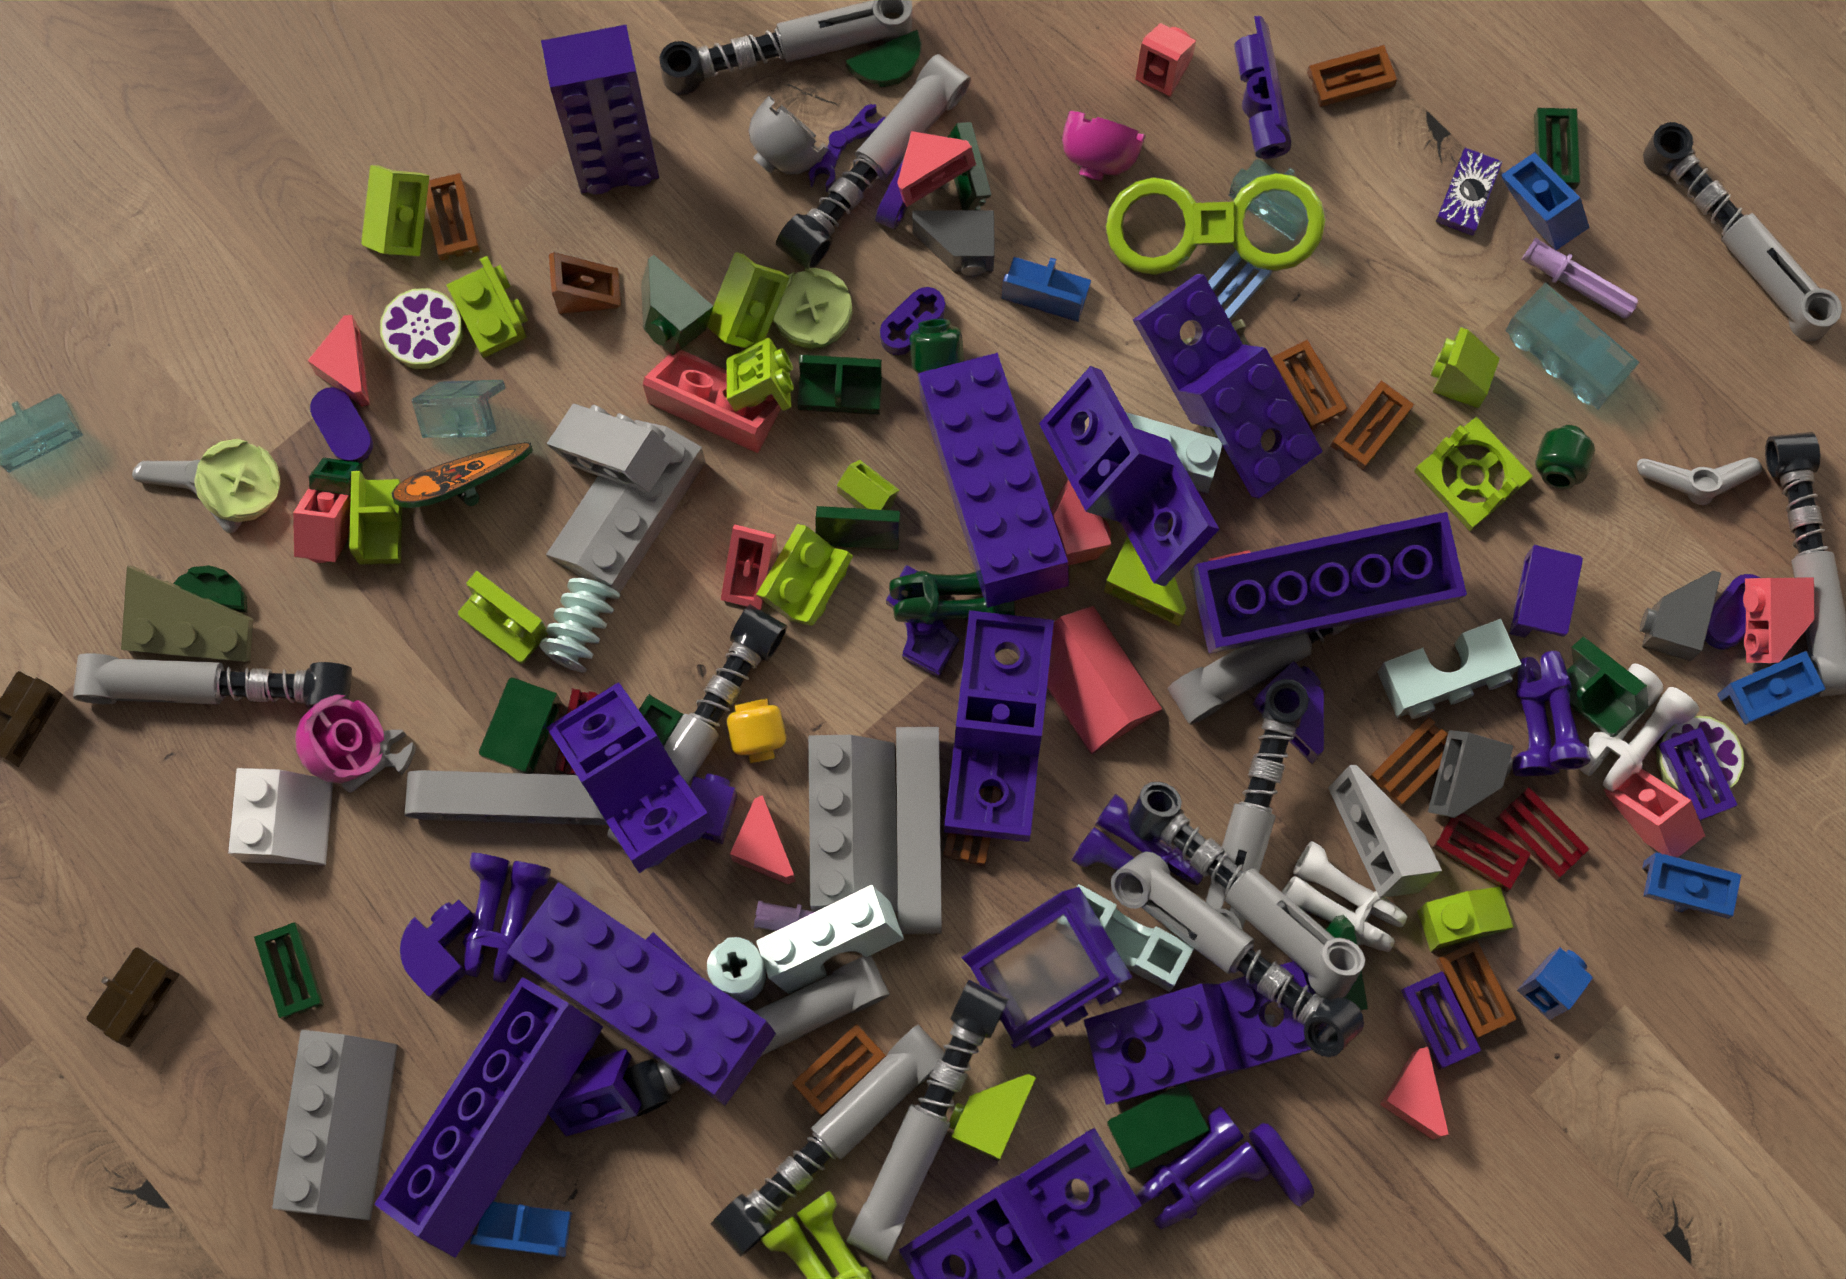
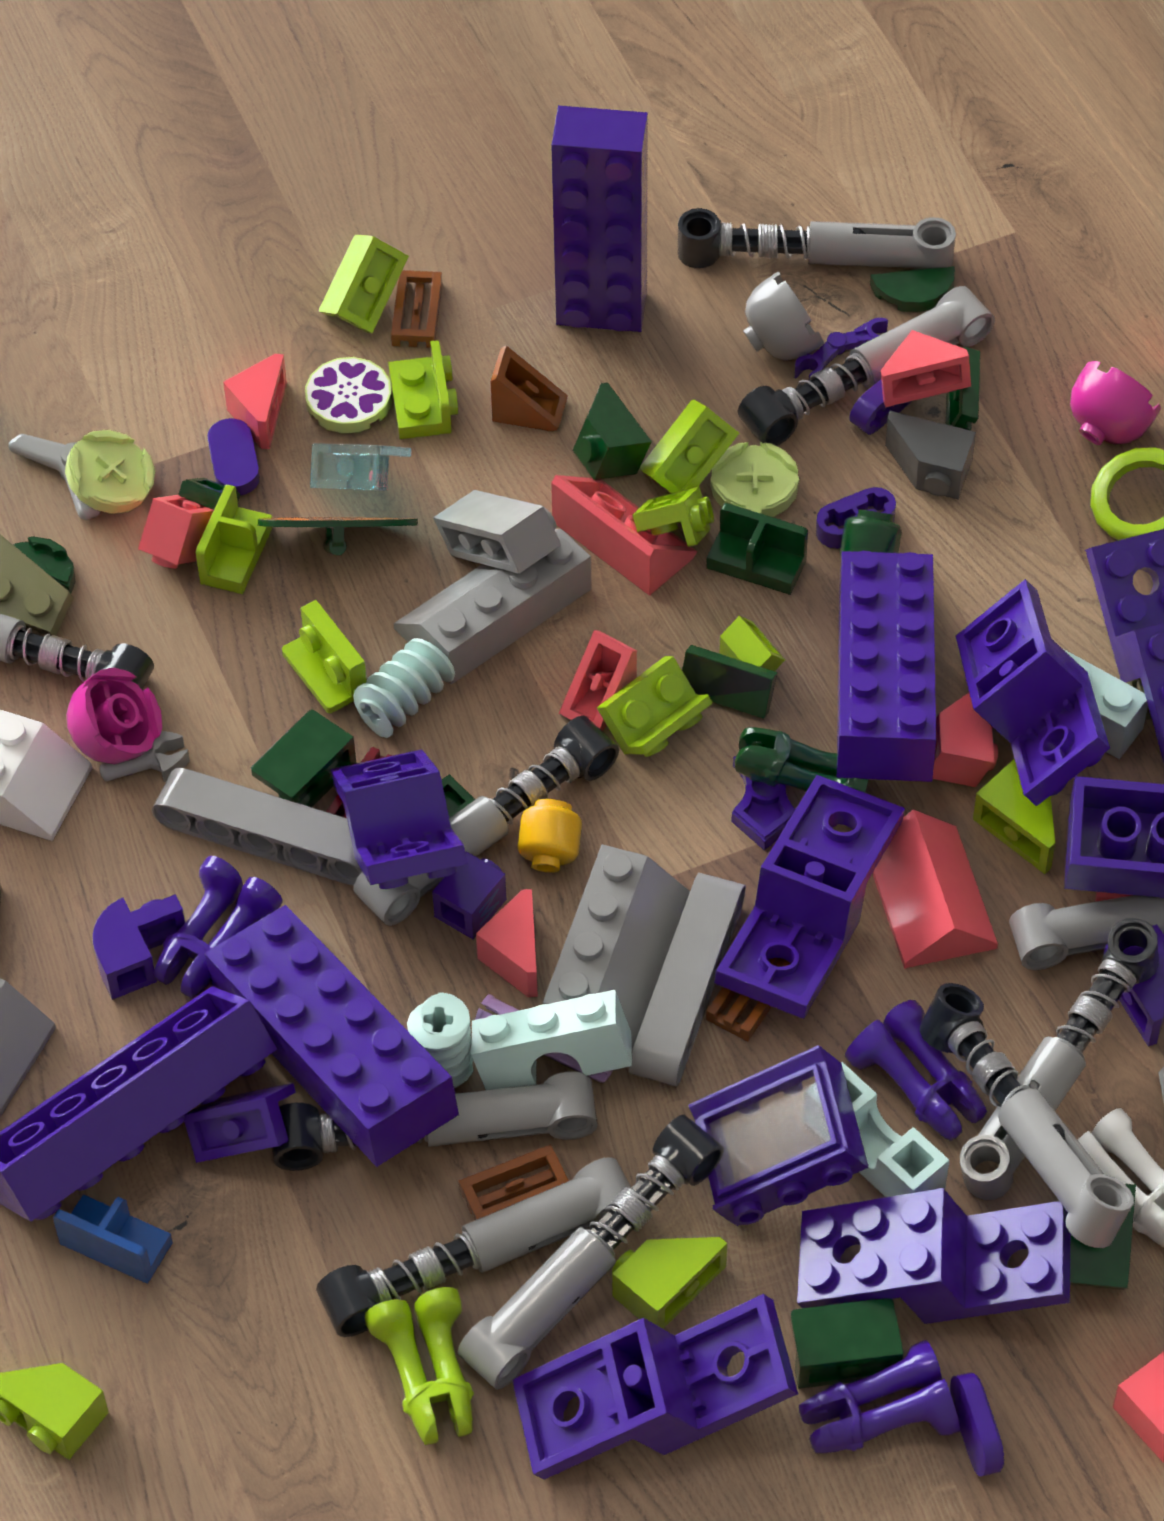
camera: 20 degrees right, 20 degrees down
(1045, 288) = (1007, 524): blue panel -> none
(1148, 884) = (923, 1089): piece -> none

